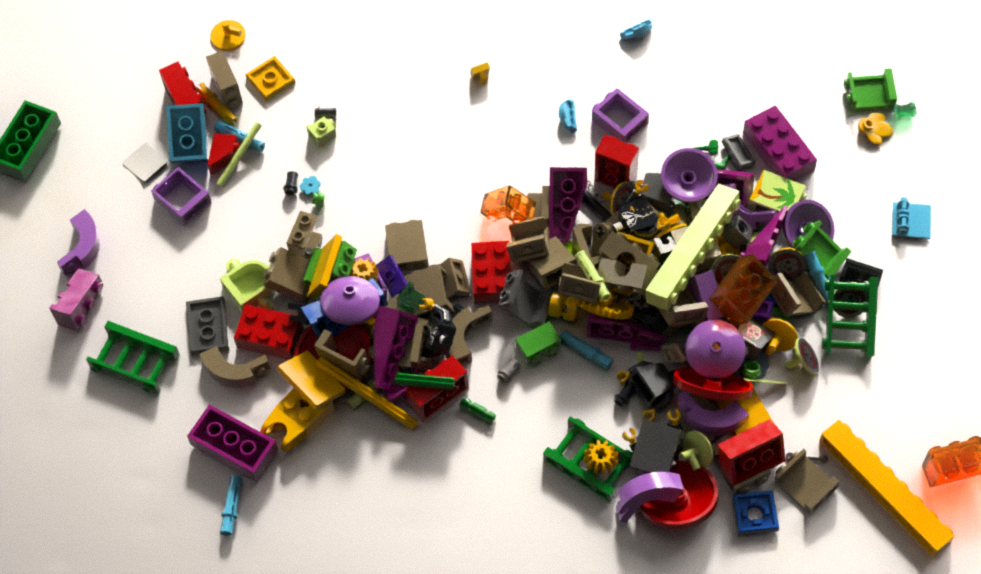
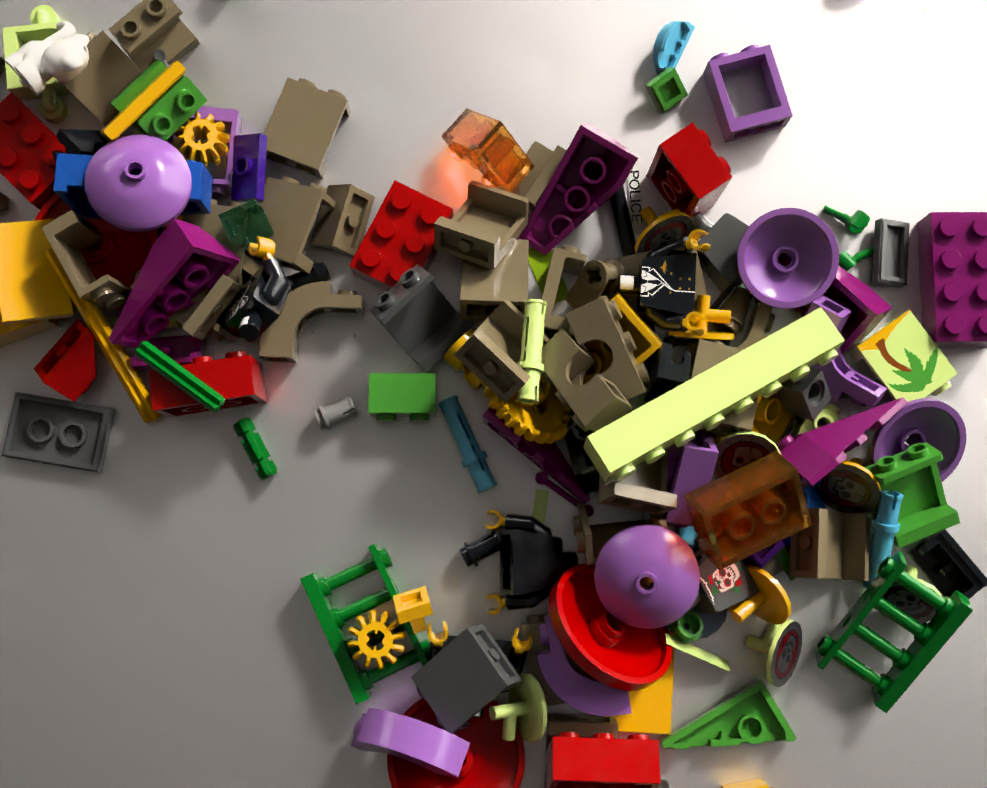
camera: 25 degrees right, 20 degrees up
(271, 269) = (57, 56): none -> white animal
(357, 415) = (70, 362): none -> red slope
(368, 459) = (58, 432): none -> dark grey tile
(578, 135) = (666, 89): none -> bright green tile
(610, 430) = (413, 607): none -> yellow tile
(808, 401) = (742, 718): none -> bright green wing

